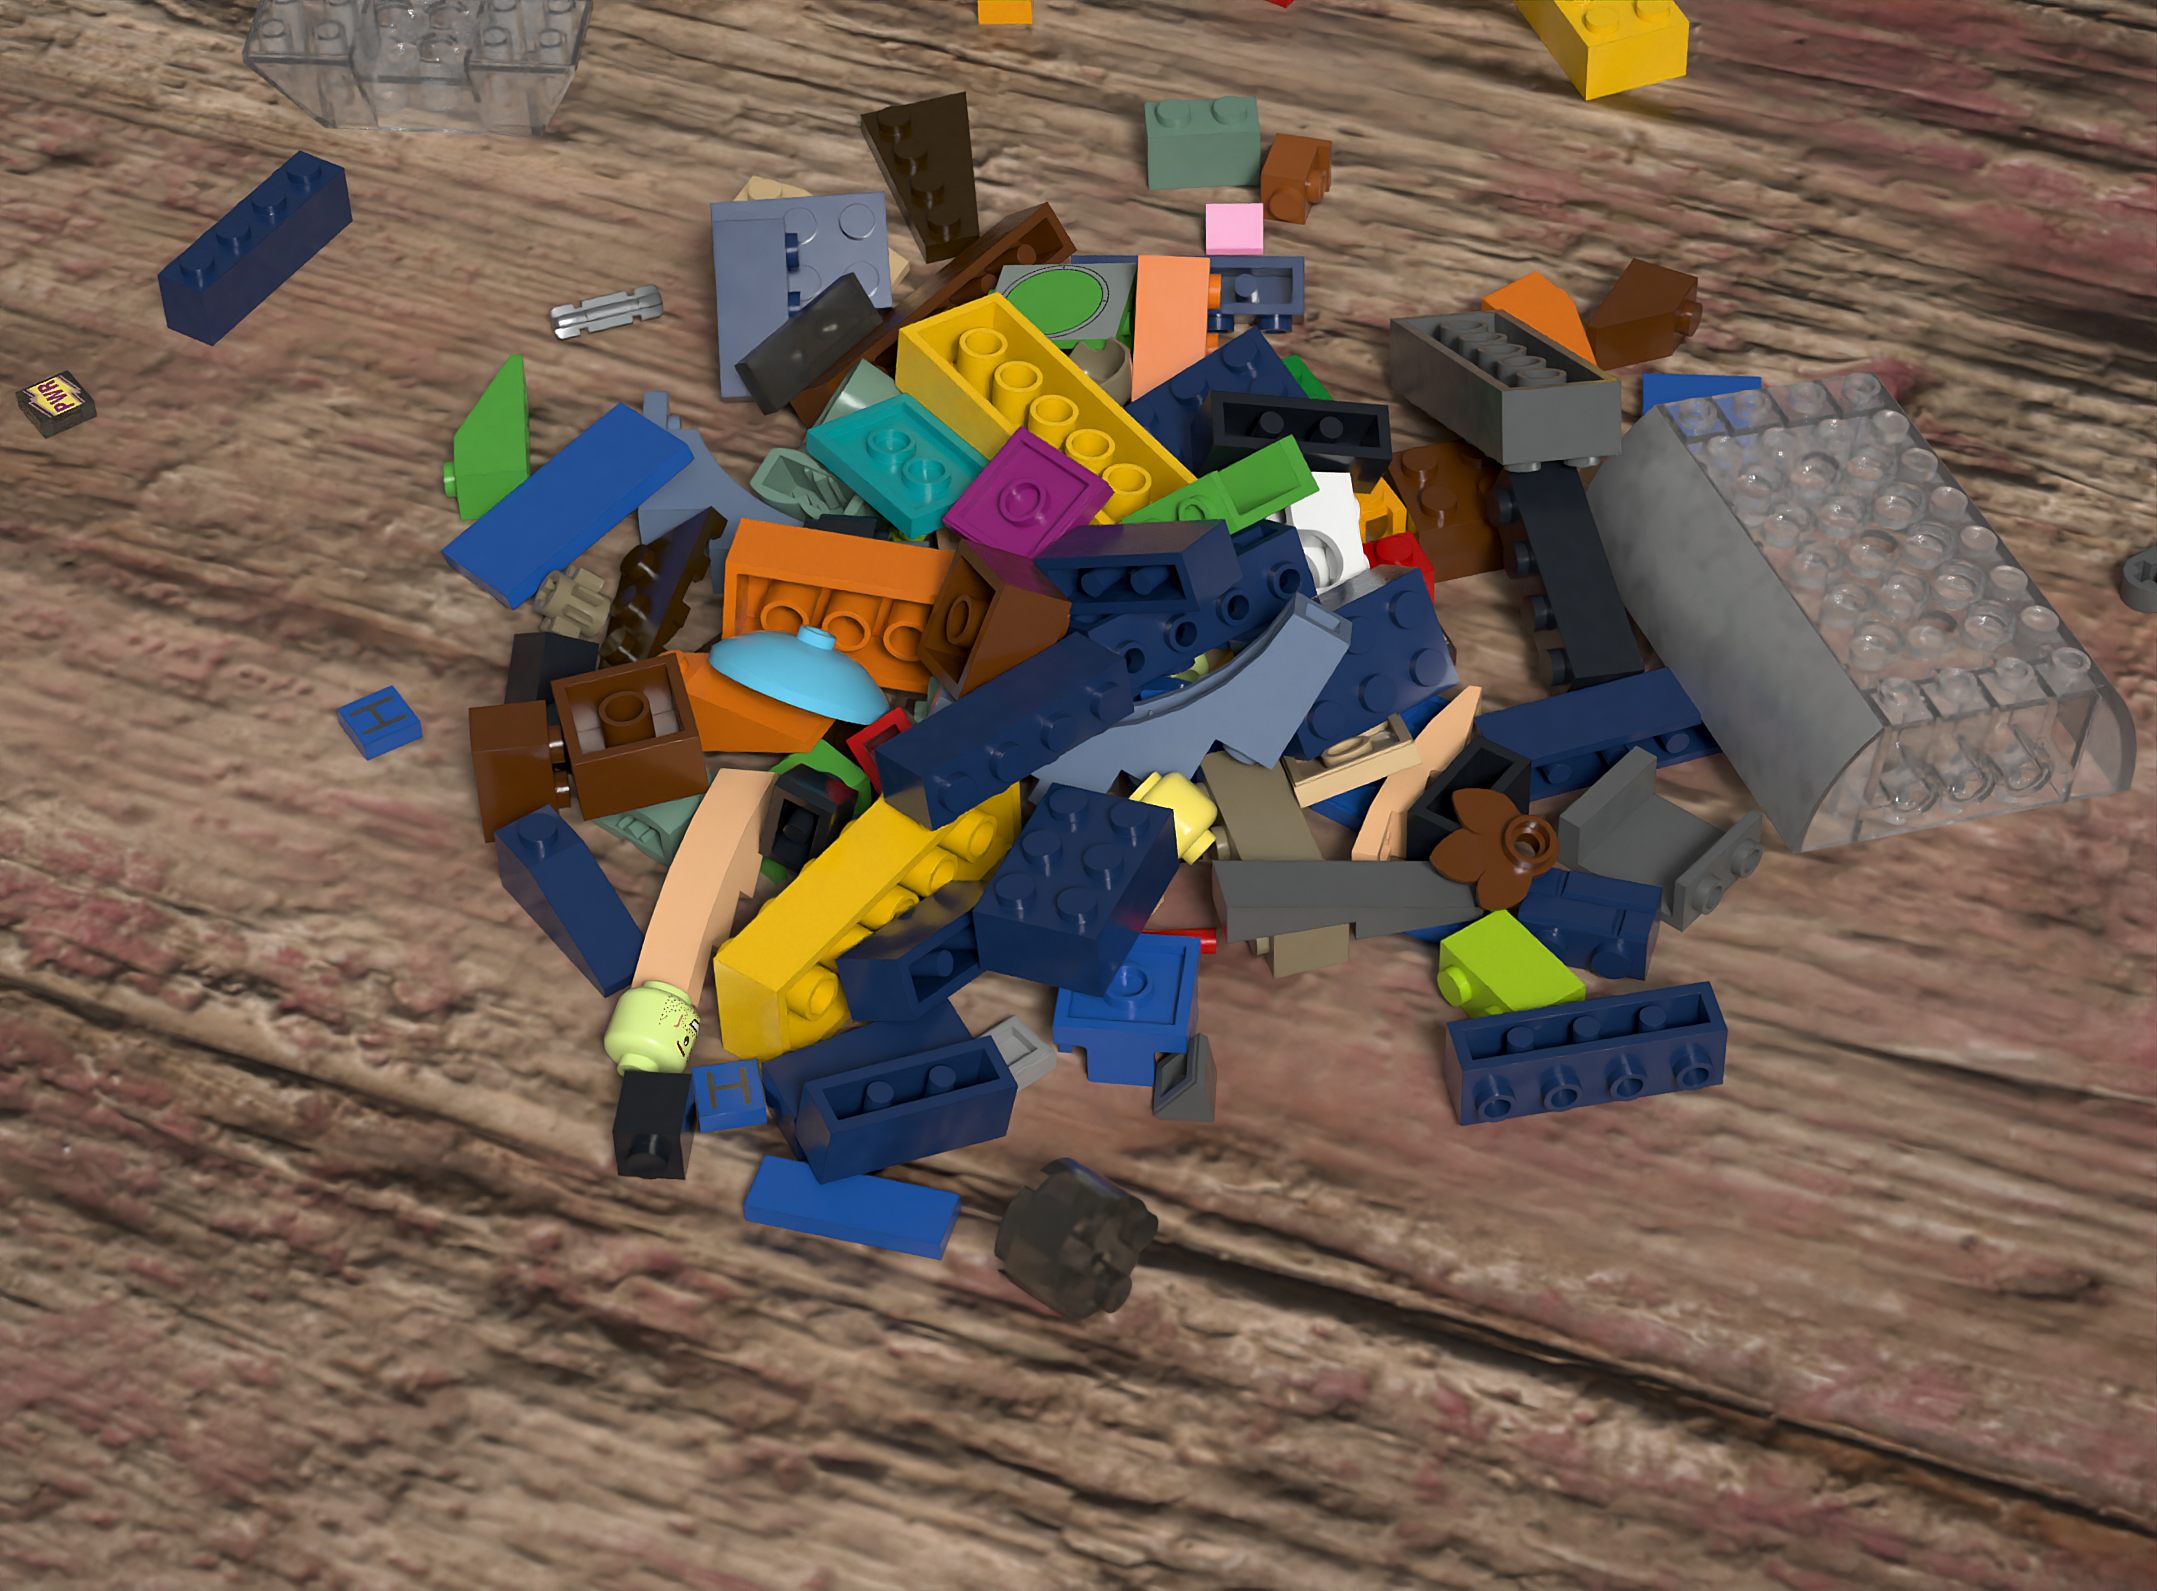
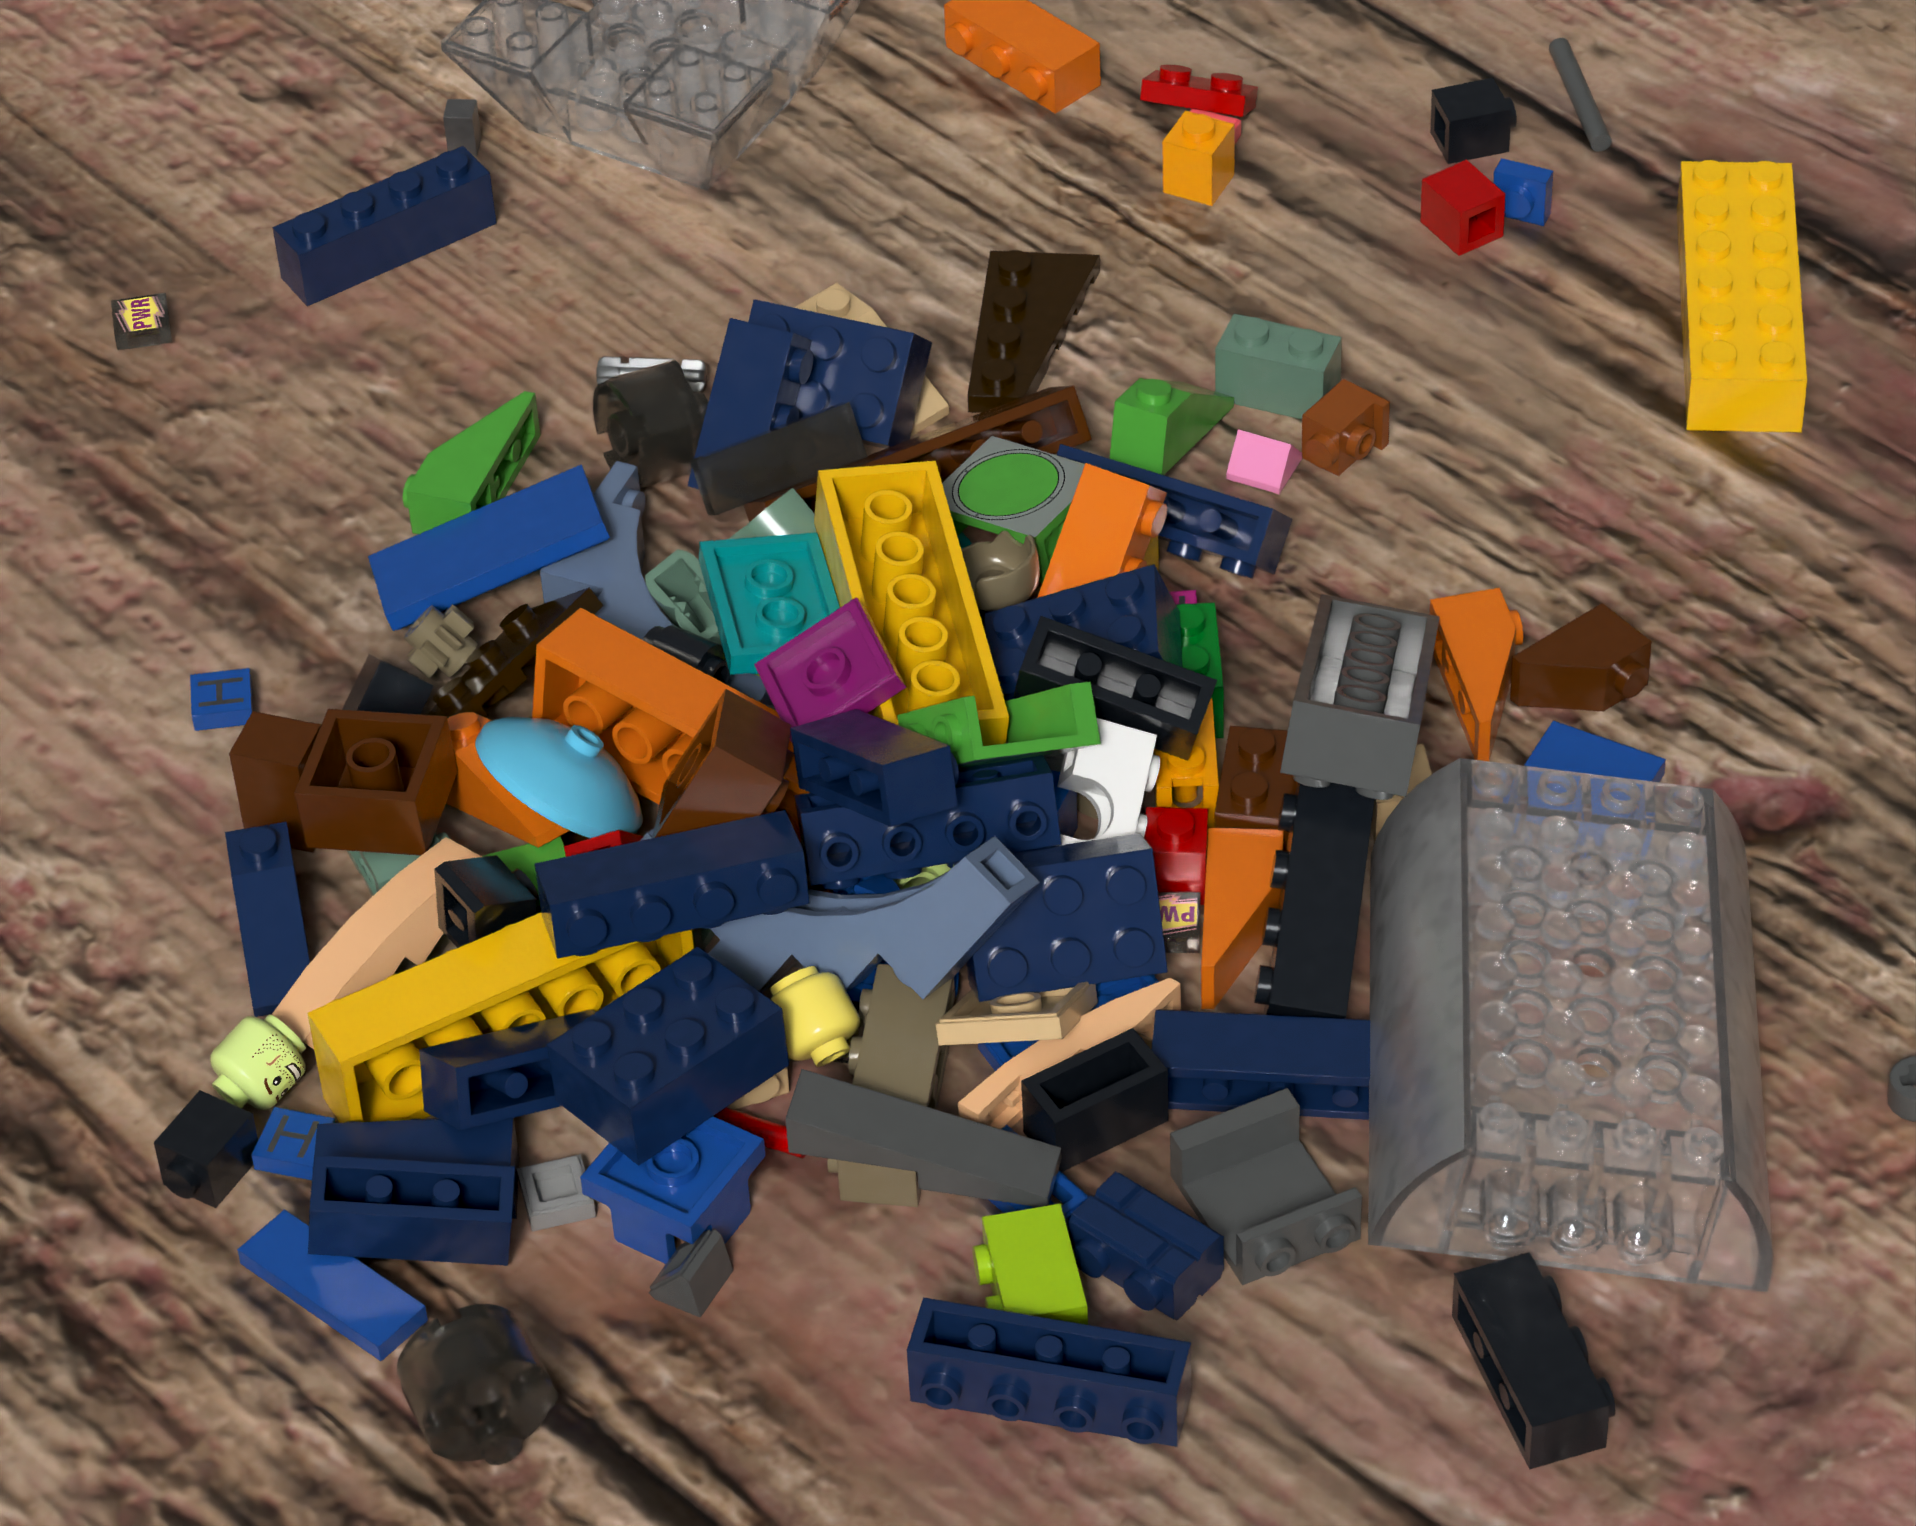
camera: 25 degrees right, 0 degrees up
(268, 139) = (462, 125): none -> flat silver piece
(655, 345) = (651, 421): none -> clear smoke brick
(1135, 214) = (1162, 421): none -> bright green slope
(1473, 607) = (1235, 904): none -> orange slope
(1486, 852) = (1067, 1142): reddish brown plate -> none
(1983, 907) = (1532, 1360): none -> black brick

